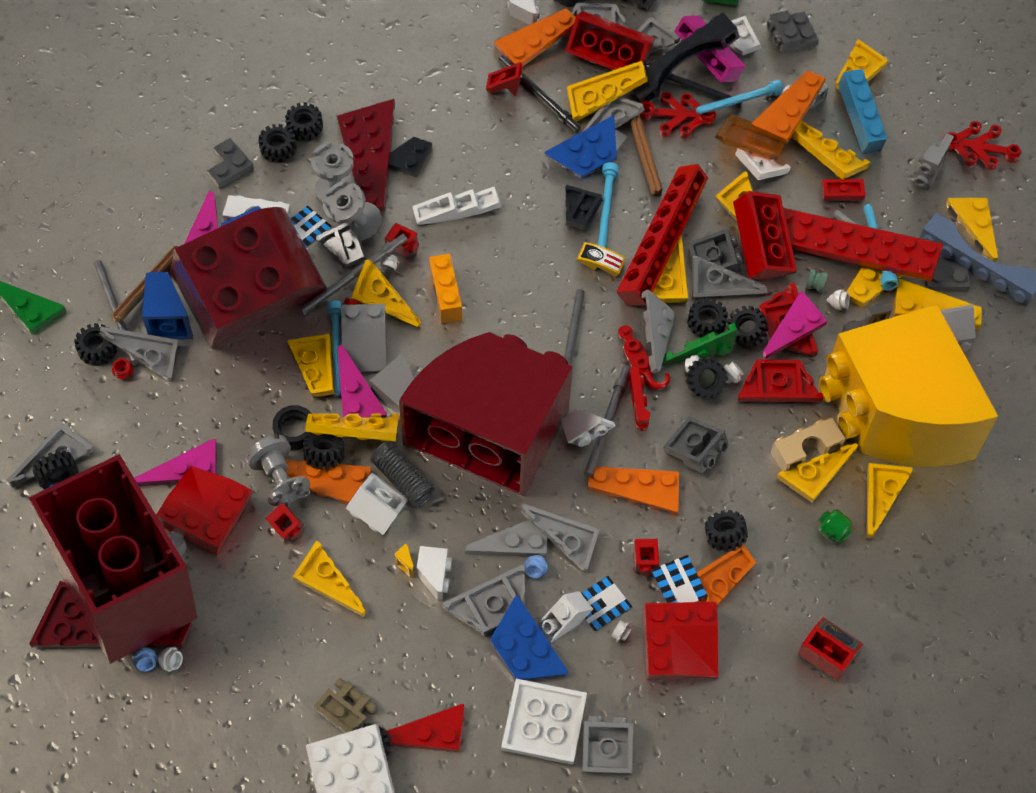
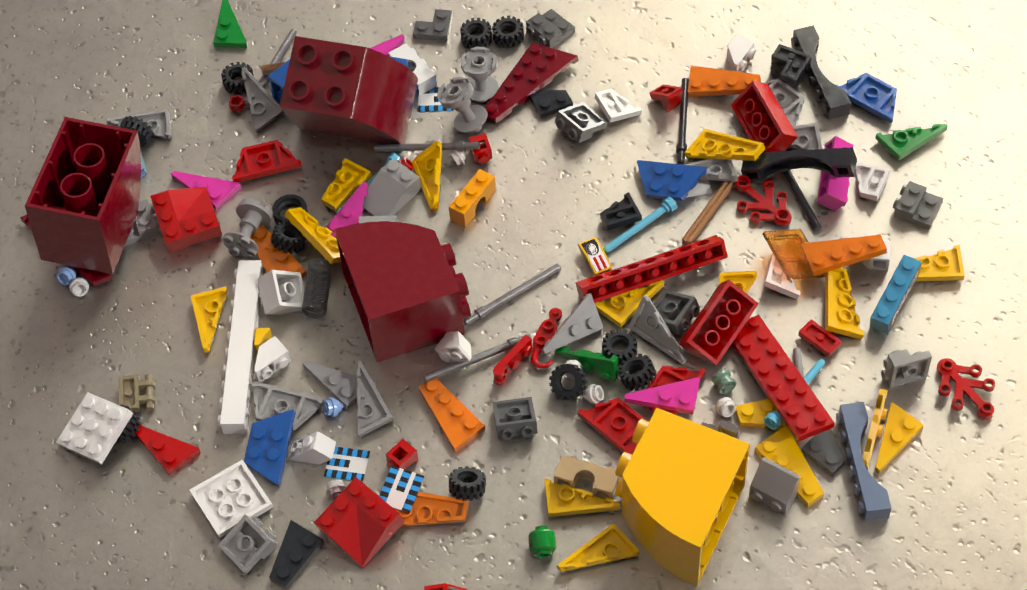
camera: 50 degrees right, 5 degrees down
(213, 400) = (264, 160): none -> red wing
(278, 518) = (221, 261): red brick -> none
(336, 93) = (549, 28): none -> dark grey plate
(344, 243) = (444, 124): wing -> none
(395, 581) = (241, 350): none -> white brick
(456, 207) = (537, 152): white slope -> none
(459, 155) = (579, 122): none -> dark grey plate
(470, 120) = (615, 106): none -> white wing
(652, 716) = (294, 554): none -> black wing
(773, 89) = (849, 233): medium azure piece -> none
(953, 210) = (875, 428): none -> yellow wing

